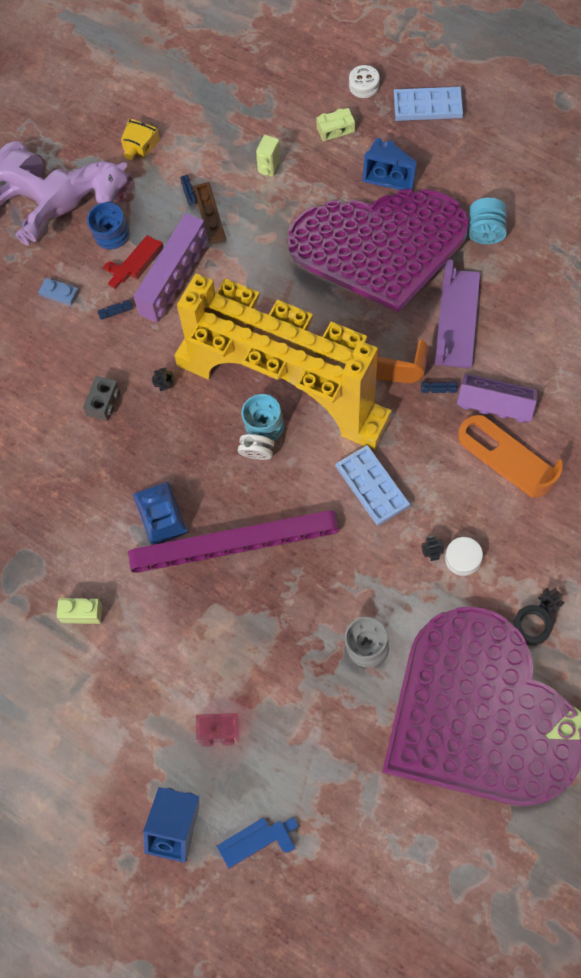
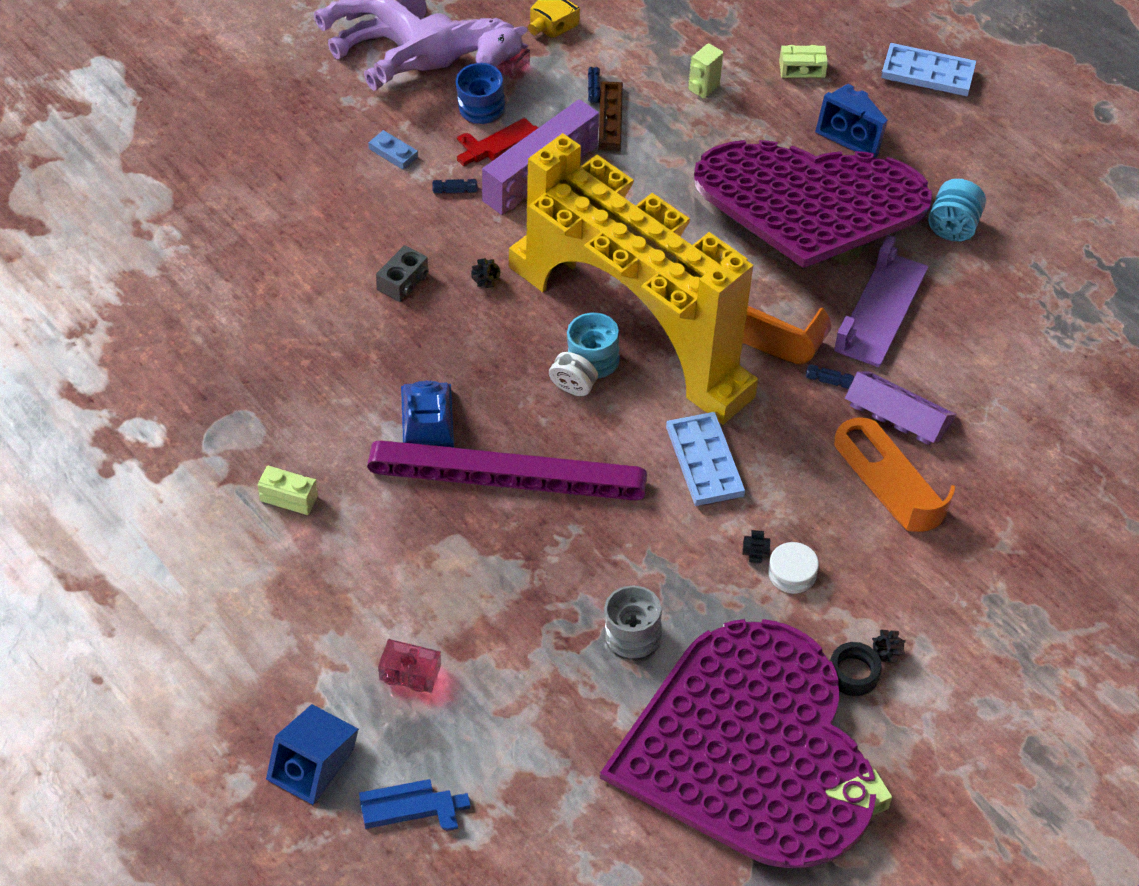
camera: 10 degrees right, 15 degrees down
(364, 81) = (856, 25): white head -> none

